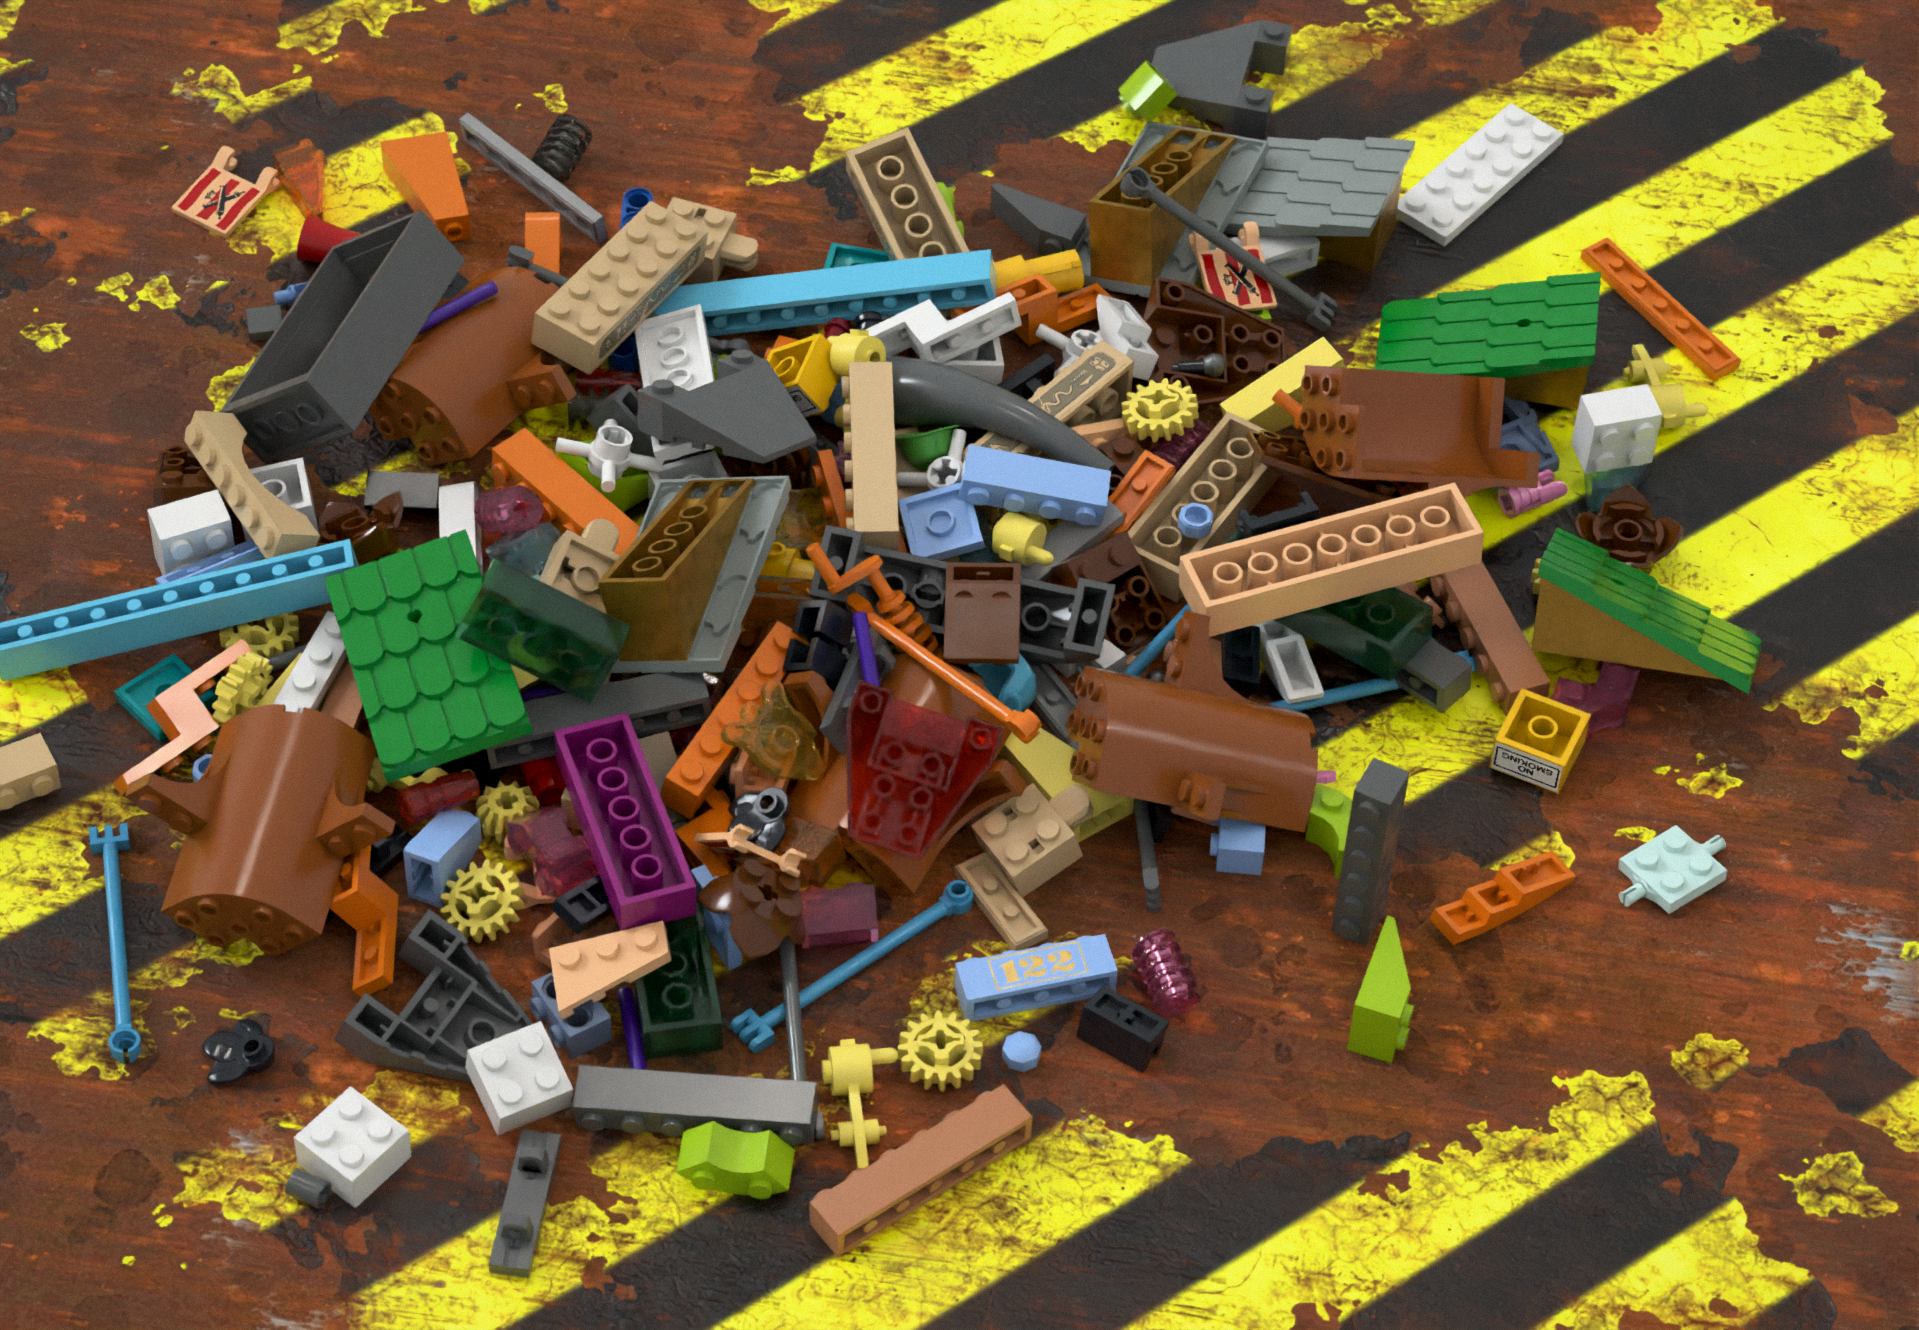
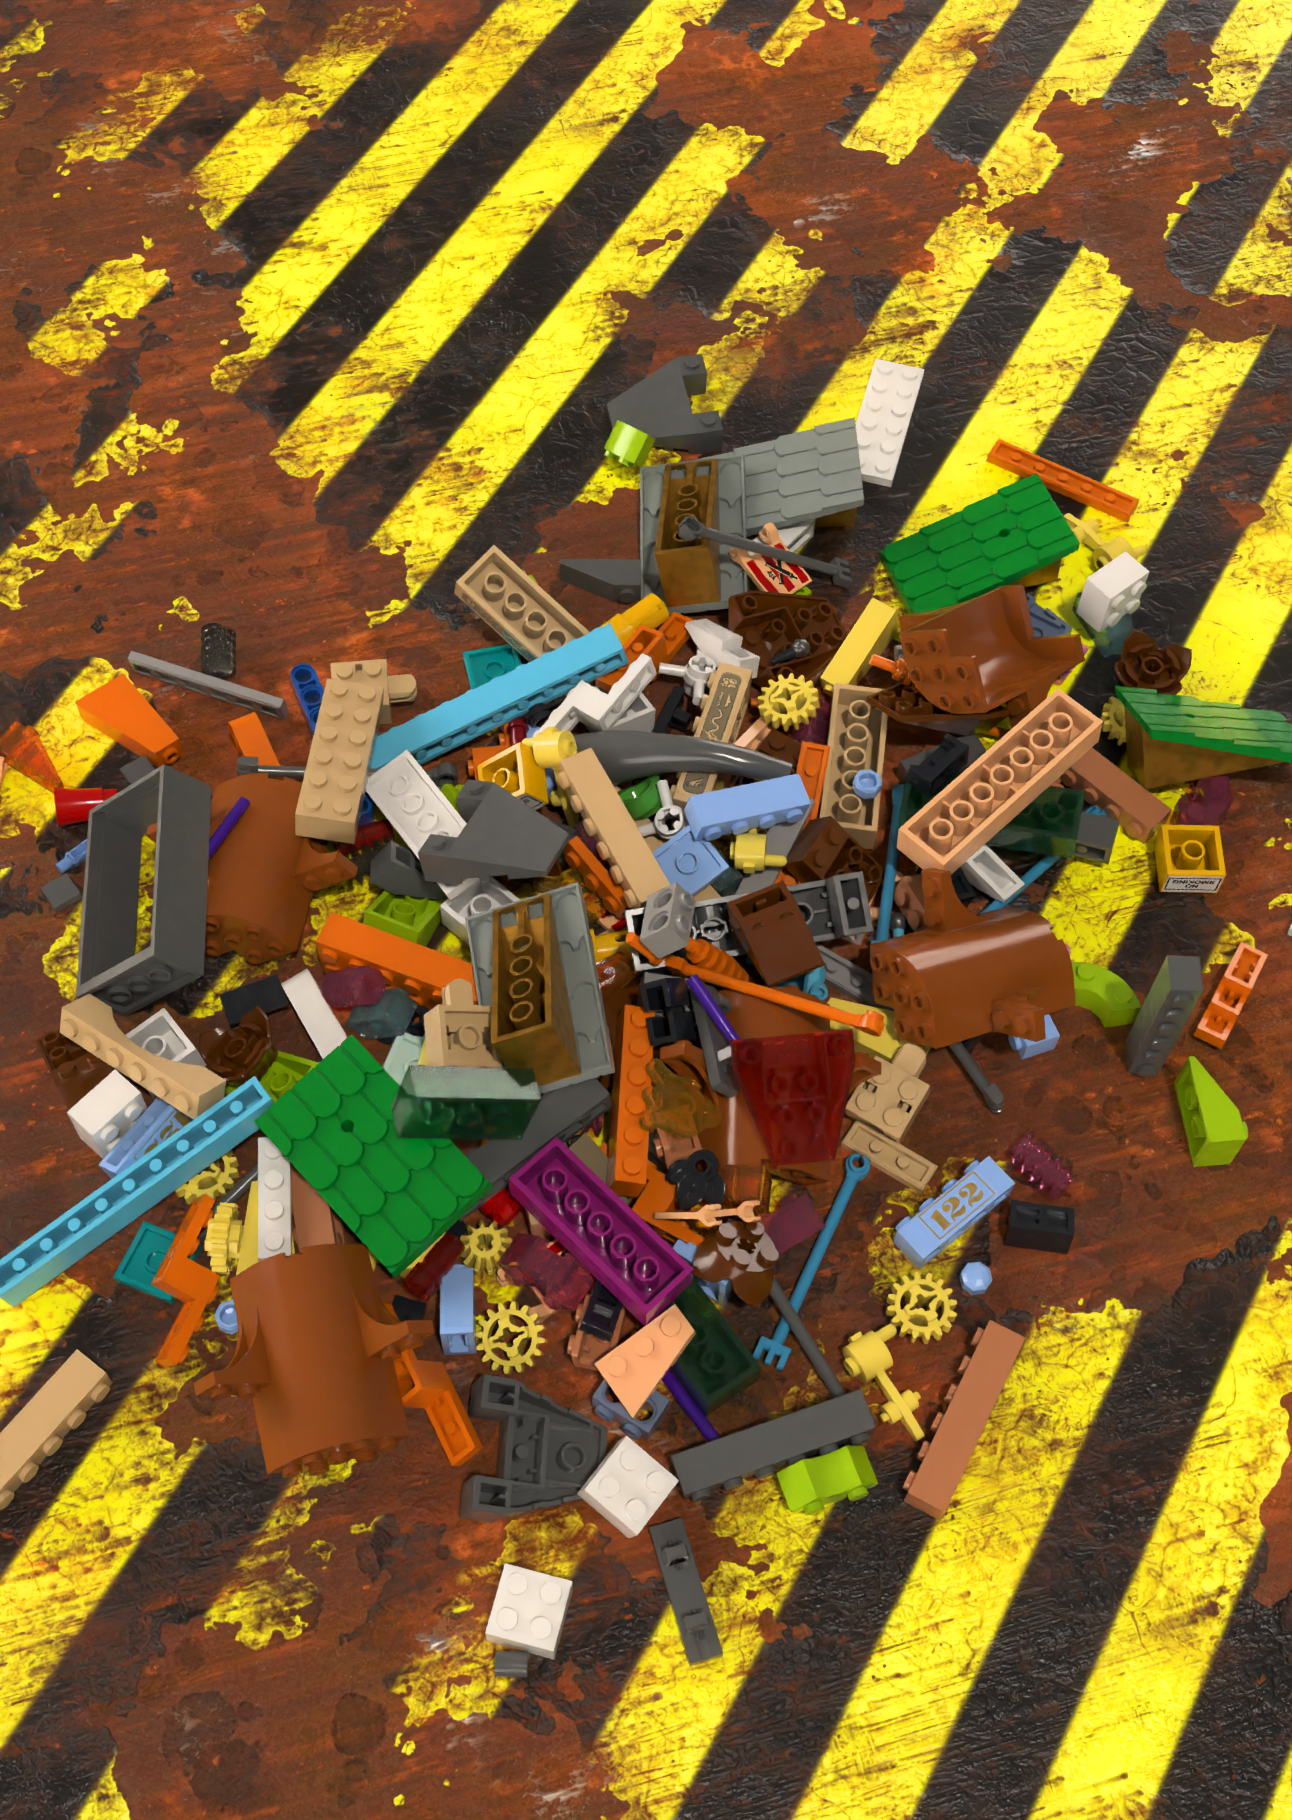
camera: 25 degrees left, 10 degrees up
(124, 1035) = (183, 1421): dark azure hinge -> none
(238, 1052) = (382, 1563): black plate -> none
(609, 454) = (409, 908): white bar -> none
(861, 545) = (667, 920): none -> light grey brick

